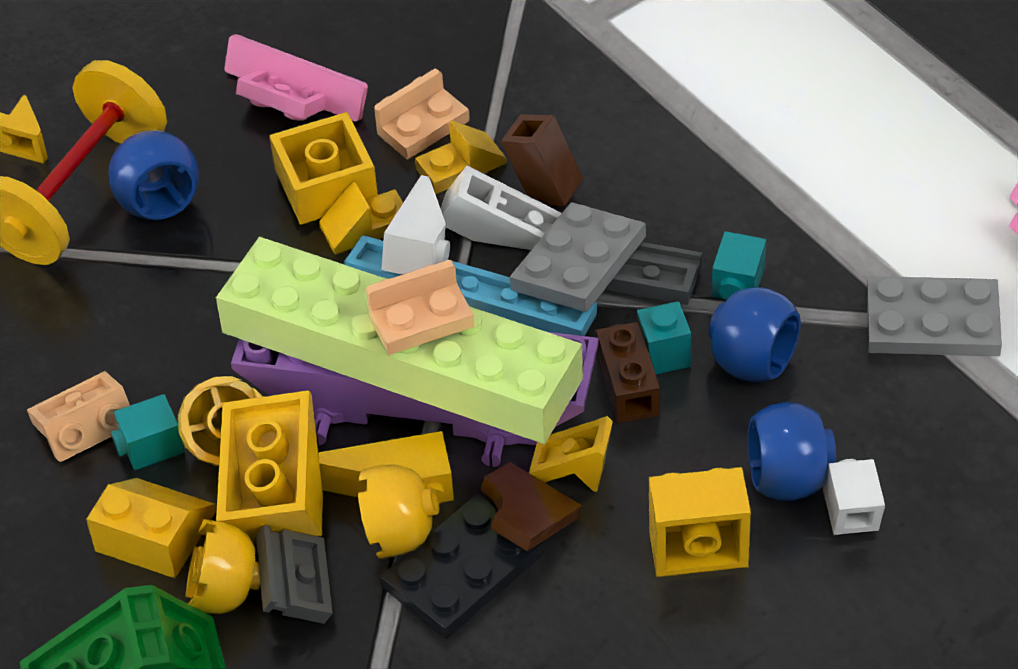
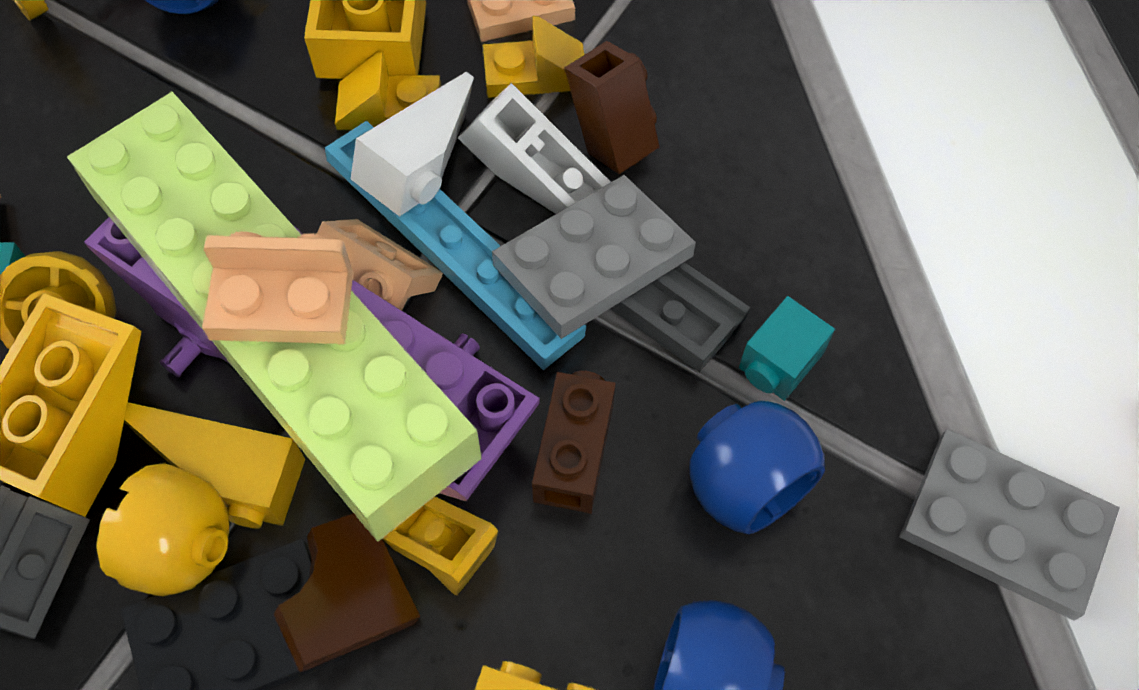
camera: 20 degrees right, 15 degrees up
(666, 336) = (642, 413): teal brick -> none

